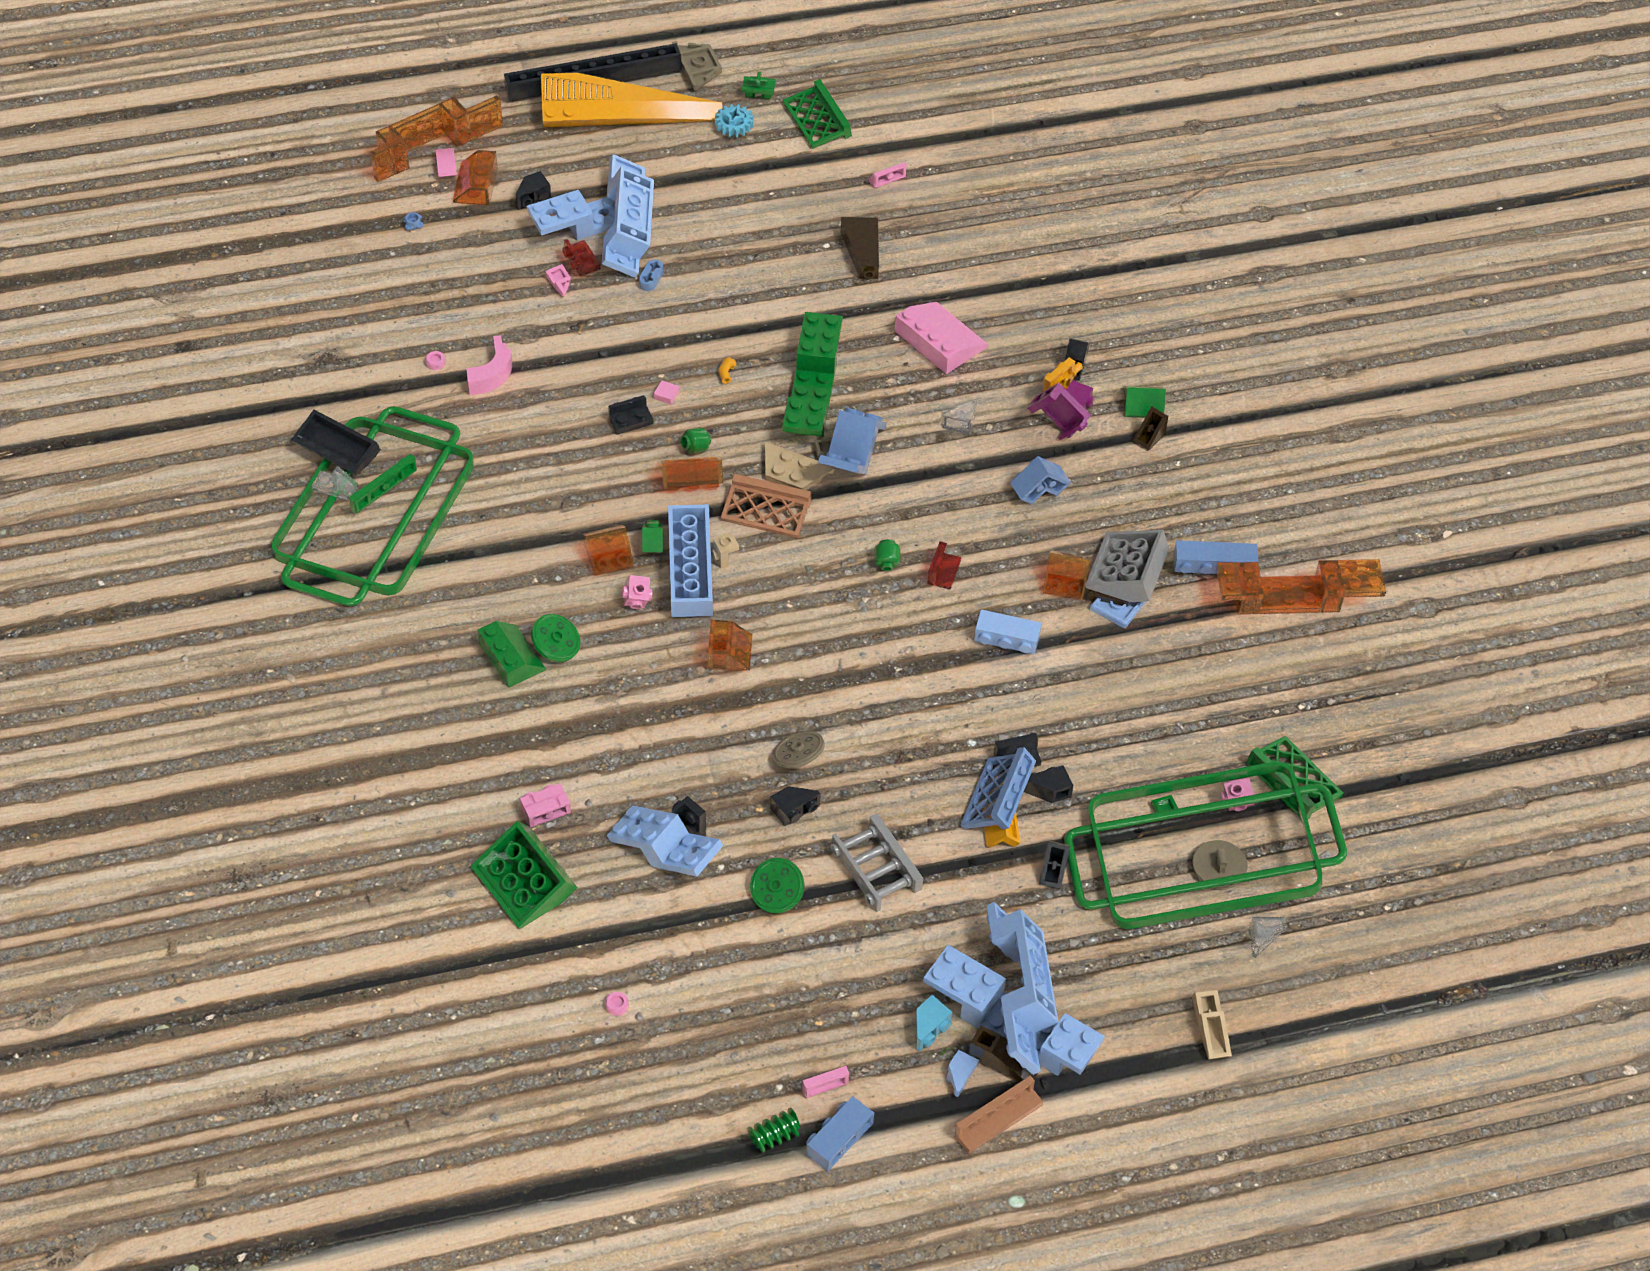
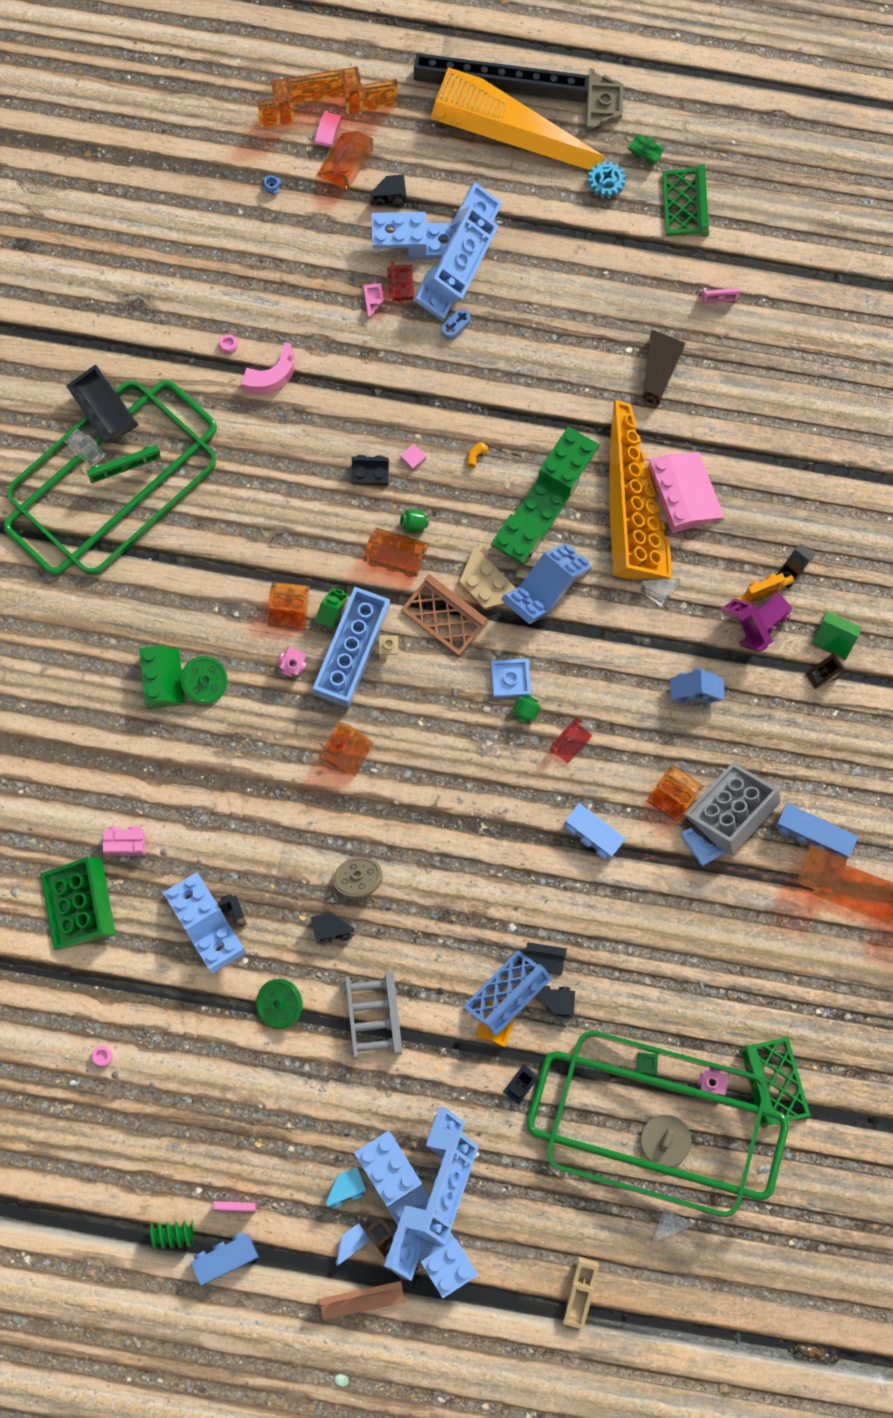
camera: 20 degrees right, 20 degrees up
(856, 537) = (510, 678): none -> light blue tile
(906, 373) = (635, 523): none -> light orange wedge

